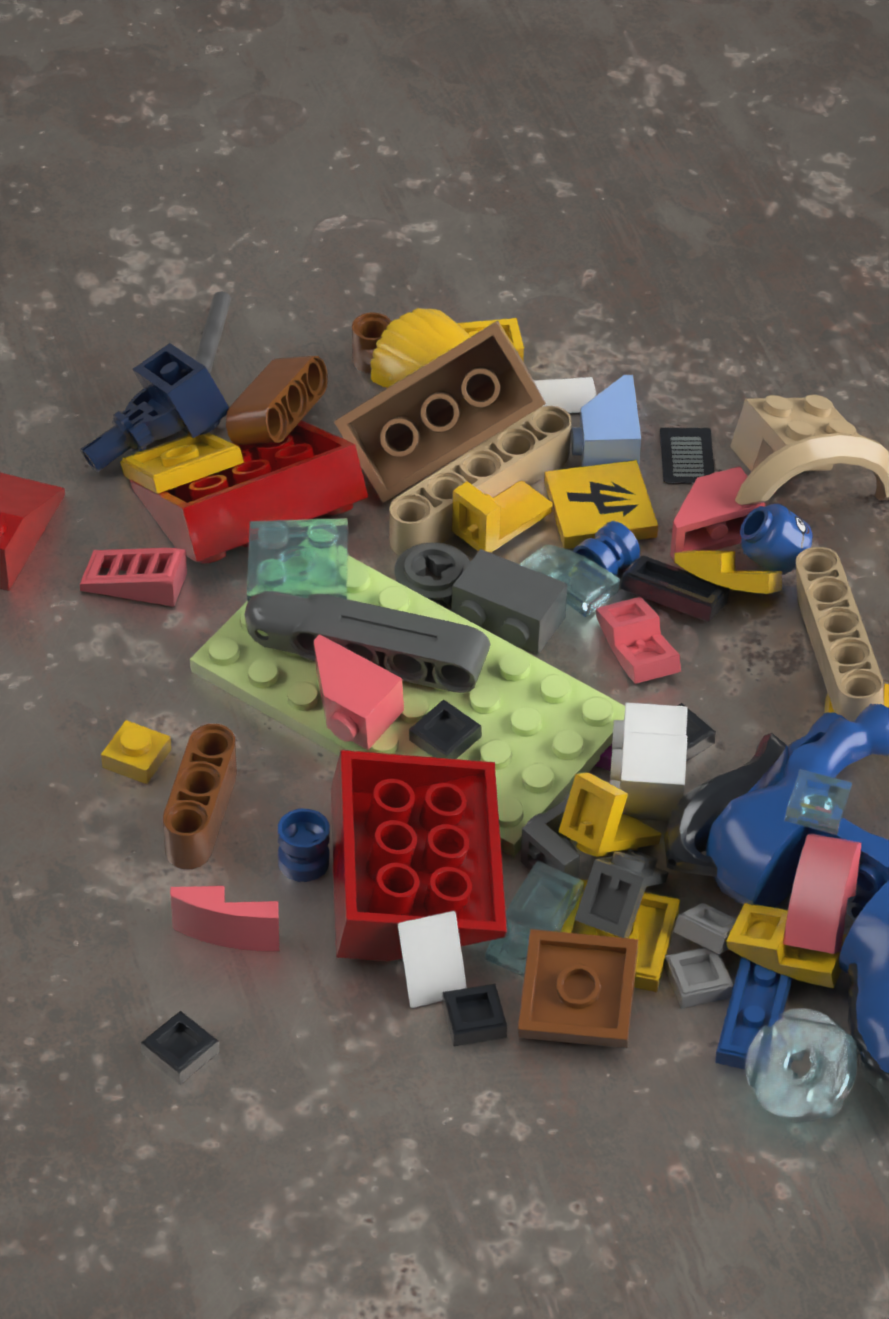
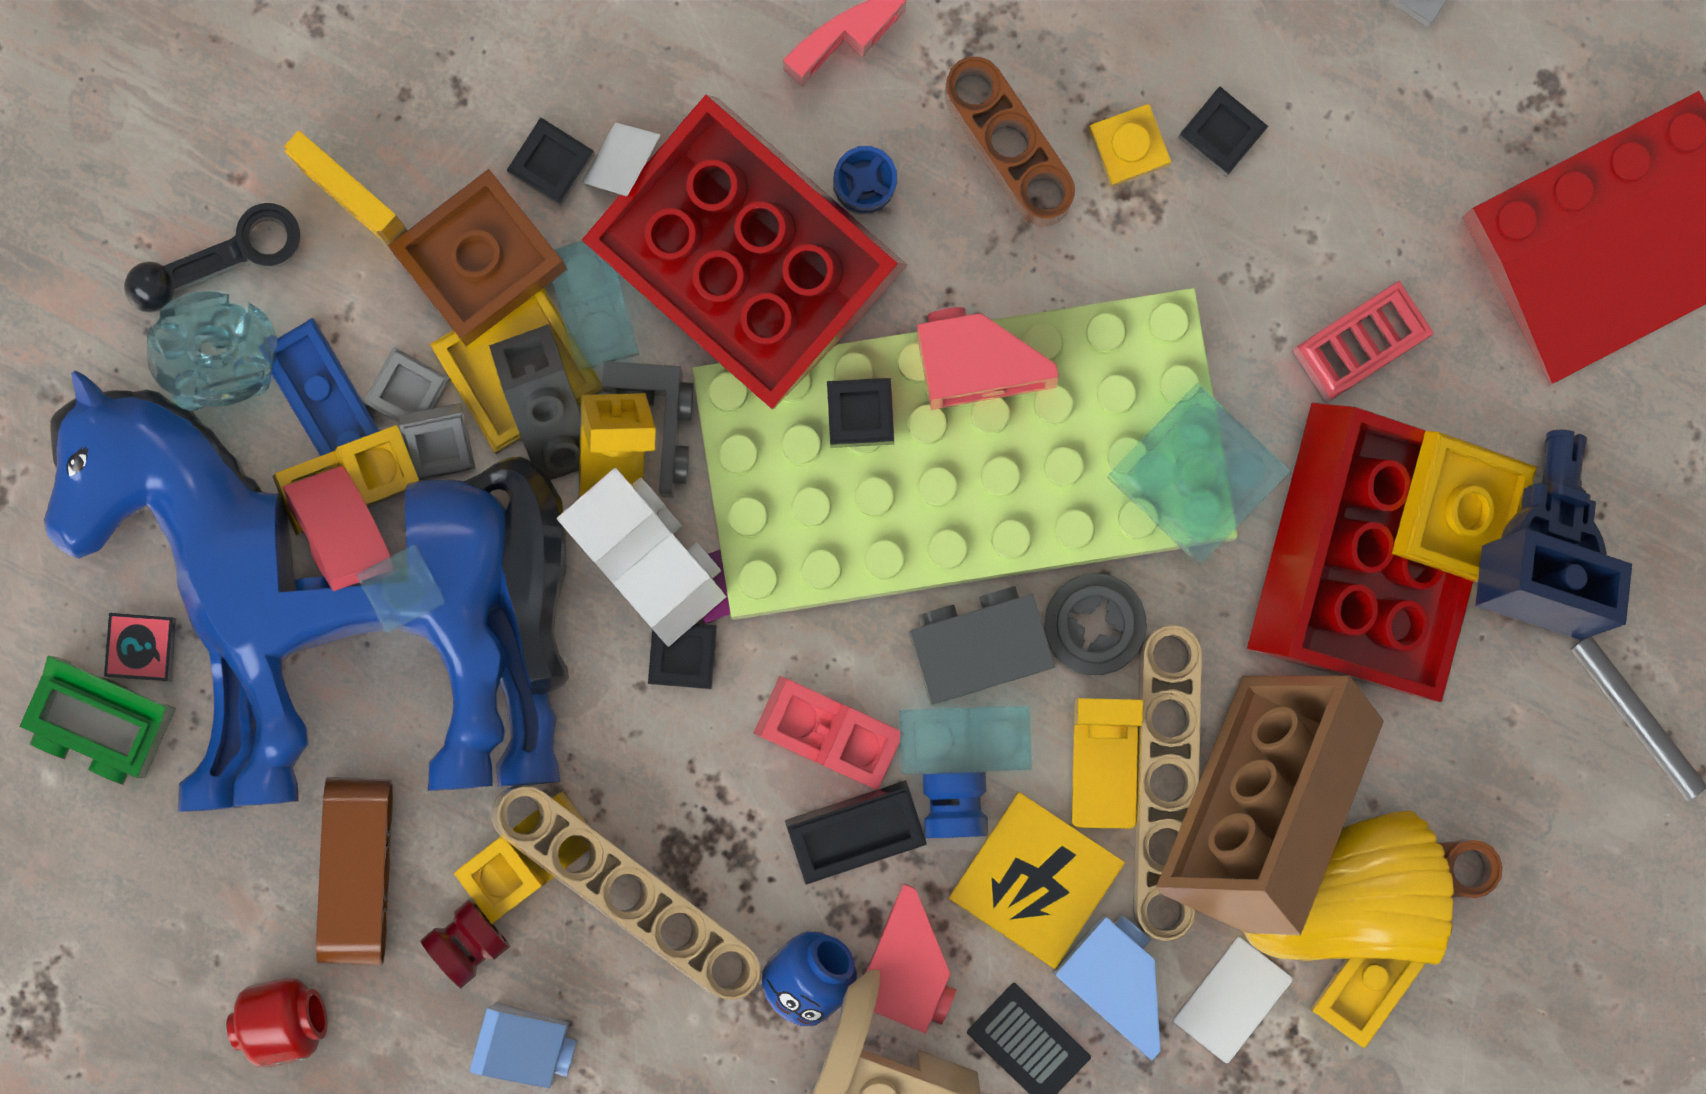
camera: 130 degrees right, 40 degrees up
(78, 718) = (1223, 131): none -> black tile
(276, 400) = (1461, 679): dark orange beam -> none
(402, 642) = (1031, 438): dark grey piece -> none
(622, 1071) = (344, 188): none -> yellow tile
(719, 569) = (832, 890): yellow slope -> none
(800, 1147) = (153, 286): none -> black piece

